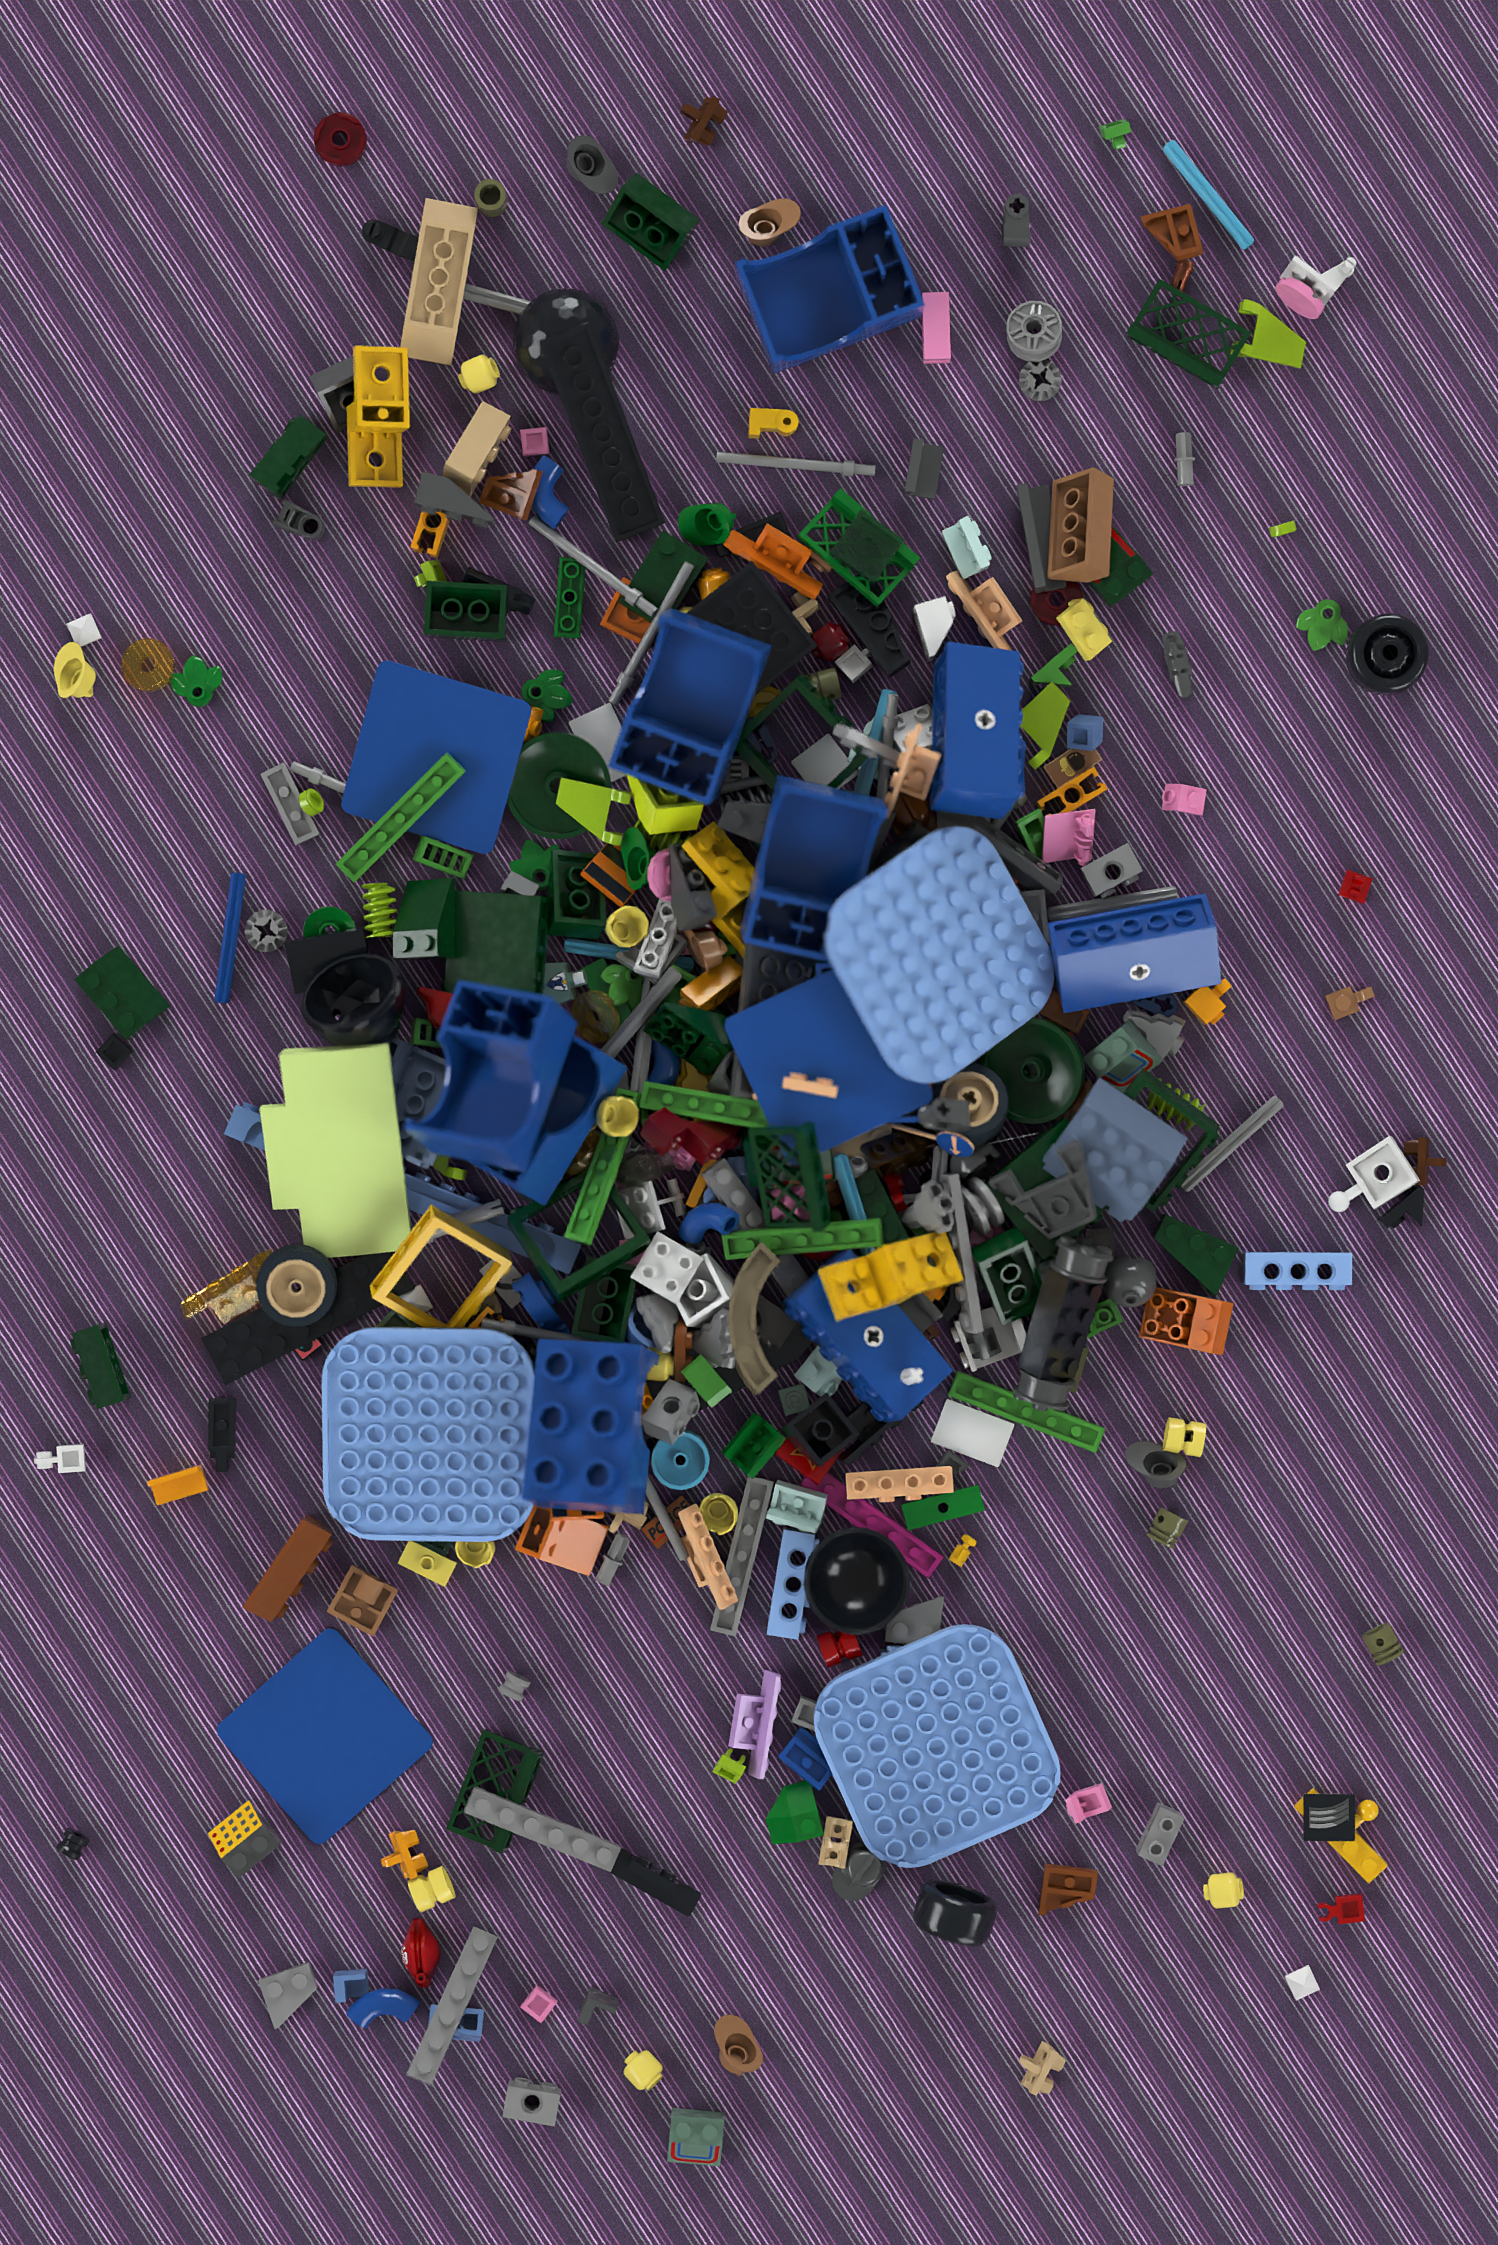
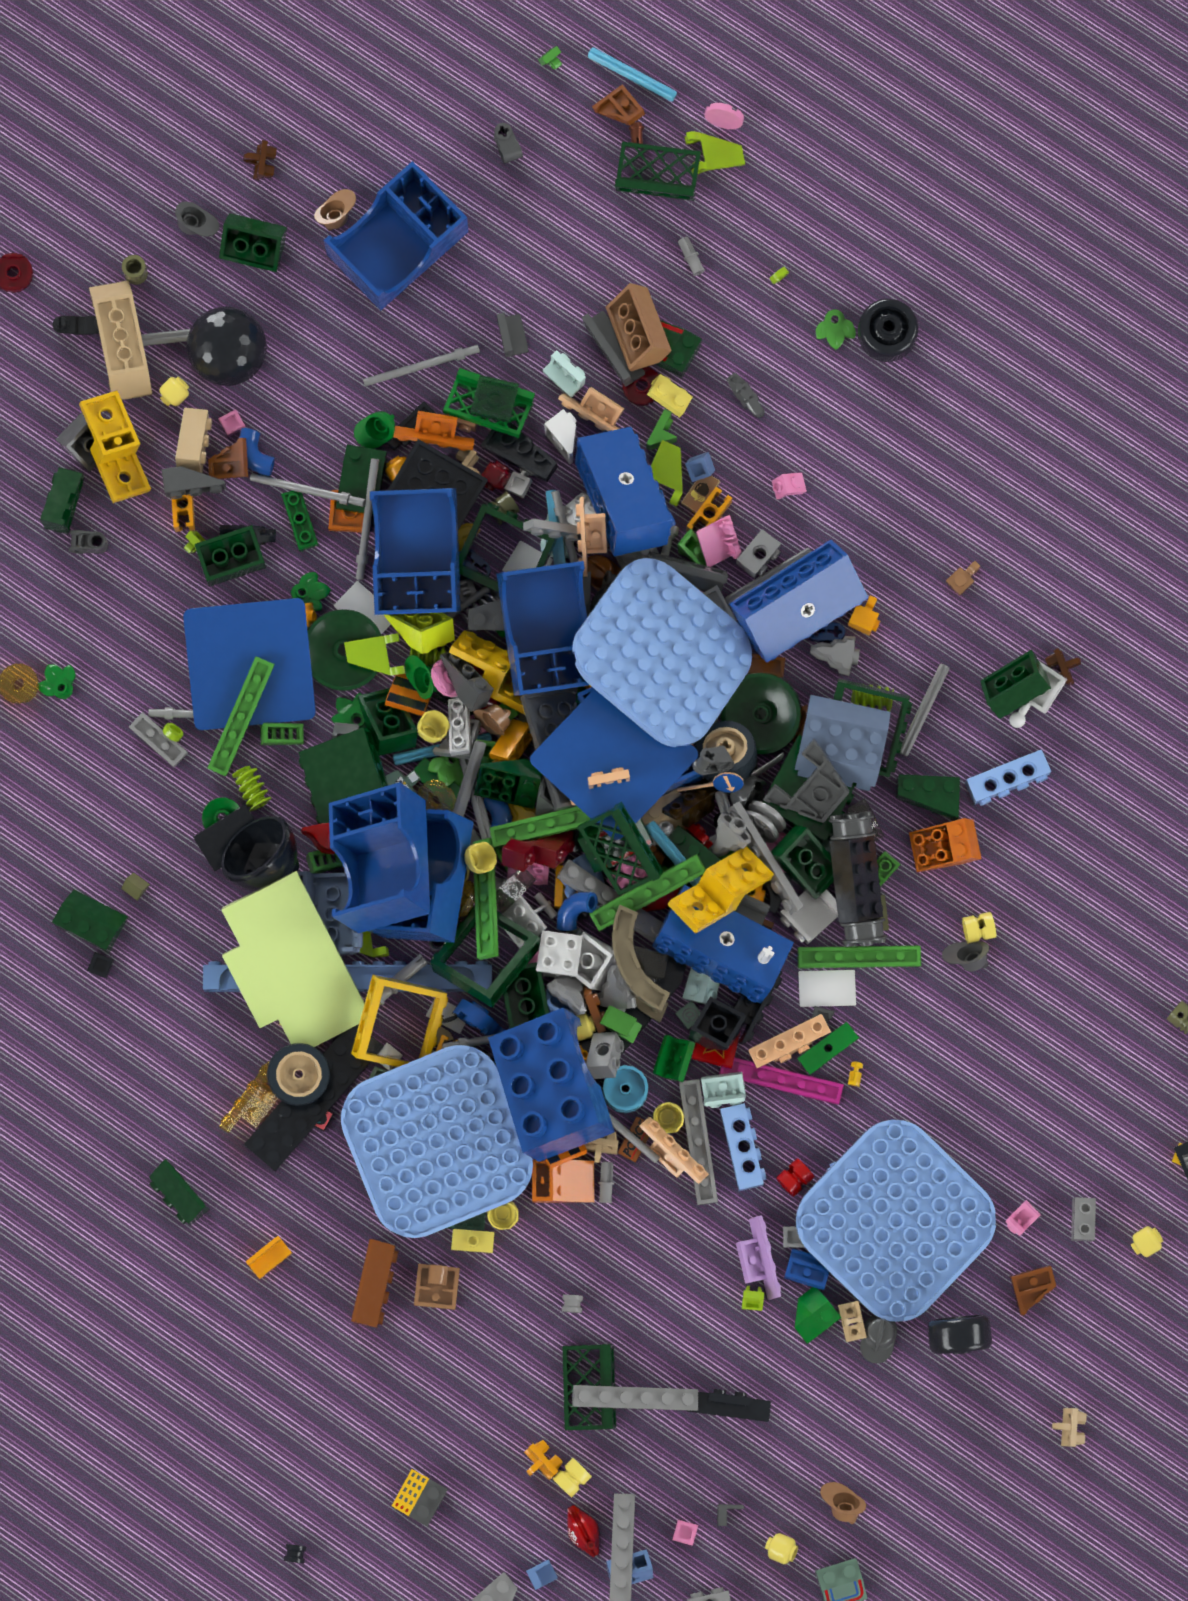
camera: 25 degrees left, 10 degrees down
(69, 1458) = (181, 1270): white plate -> none
(193, 972) = (135, 886): none -> olive slope
(222, 1431) = (285, 1205): black hinge -> none
(230, 938) = (152, 851): blue axle -> none
(268, 943) = (181, 843): light grey gear -> none
(324, 1736) = (448, 1399): blue piece -> none
(382, 2002) = (569, 1577): blue cylinder -> none
(426, 921) = (288, 782): dark green slope -> none
(602, 431) = (277, 394): black plate -> none
(772, 420) = (393, 342): yellow leg -> none
(856, 1580) = (787, 1121): black piece -> none
(915, 1622) = (841, 1139): light grey wing -> none
(936, 328) = (482, 236): bright pink piece -> none
(986, 1344) = (810, 918): dark grey tile -> none
(1034, 316) = (543, 202): light grey wheel -> none
(1044, 391) = (574, 248): light grey gear -> none
(1122, 1056) = (821, 676): sand green slope -> none
(1130, 1281) = (893, 832): dark grey cylinder -> none
(1167, 1527) = (994, 997): olive piece -> none
(1323, 284) = (737, 100): white plate -> none
(1354, 1161) = (1015, 684): none -> dark green slope
(1355, 886) = (934, 498): red tile -> none
(1410, 1204) = (1068, 701): black slope -> none

